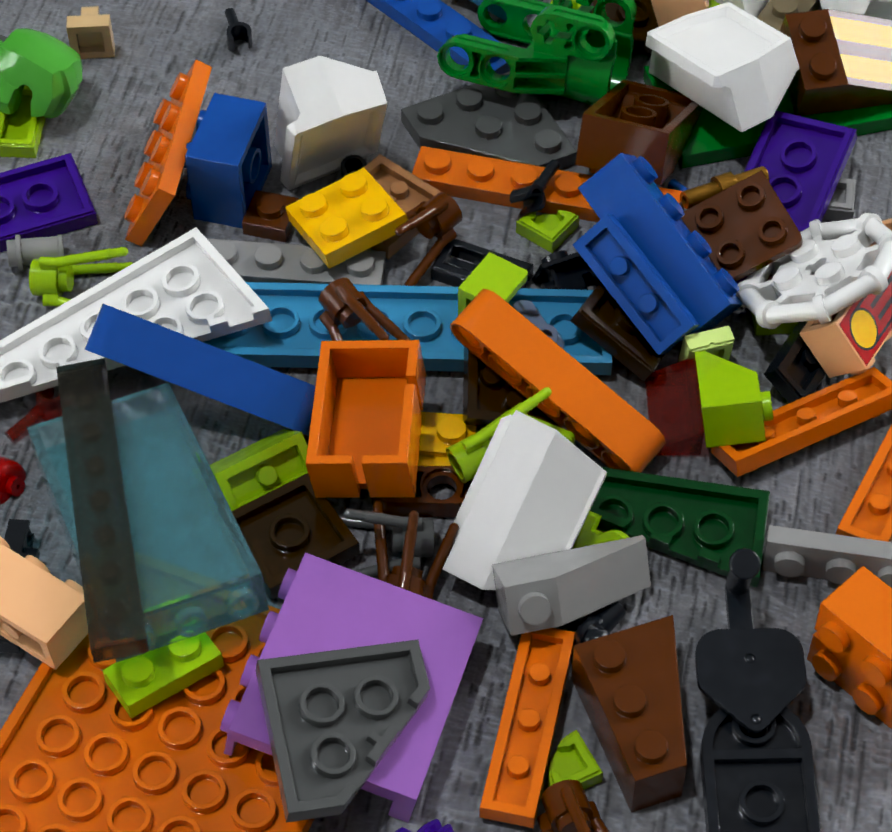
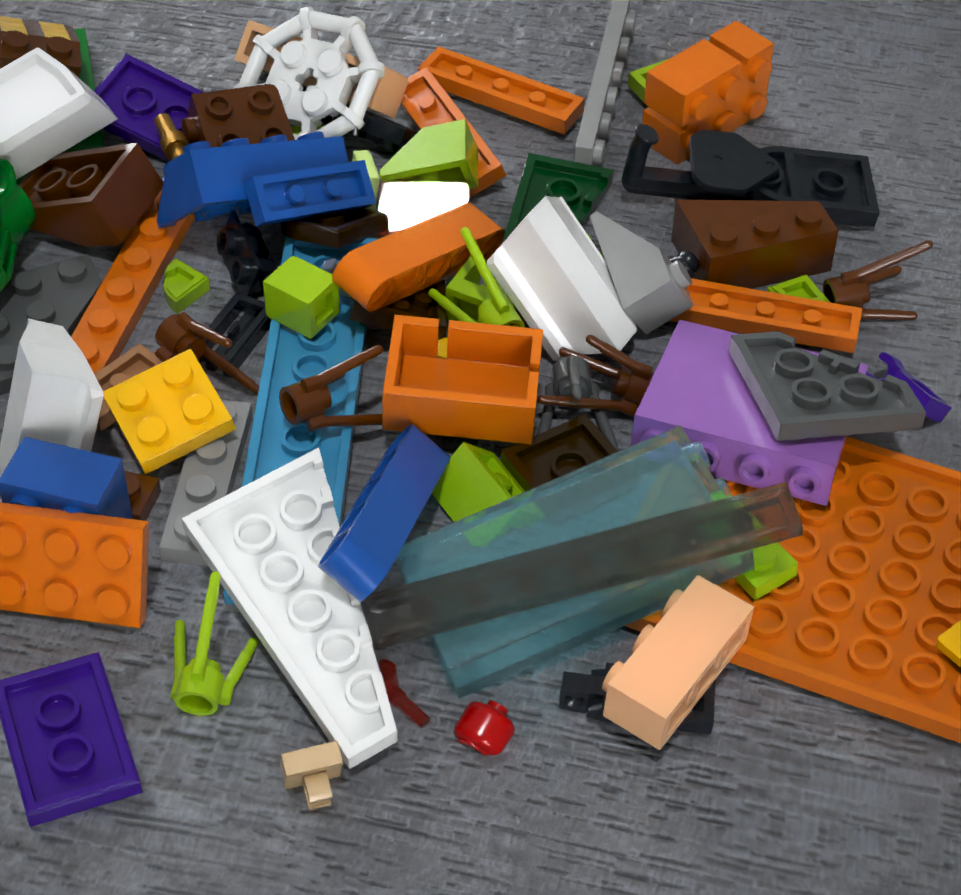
camera: 90 degrees left, 5 degrees down
(24, 250) = (152, 717): light grey pin -> none
(533, 195) = (156, 281): black hand -> none

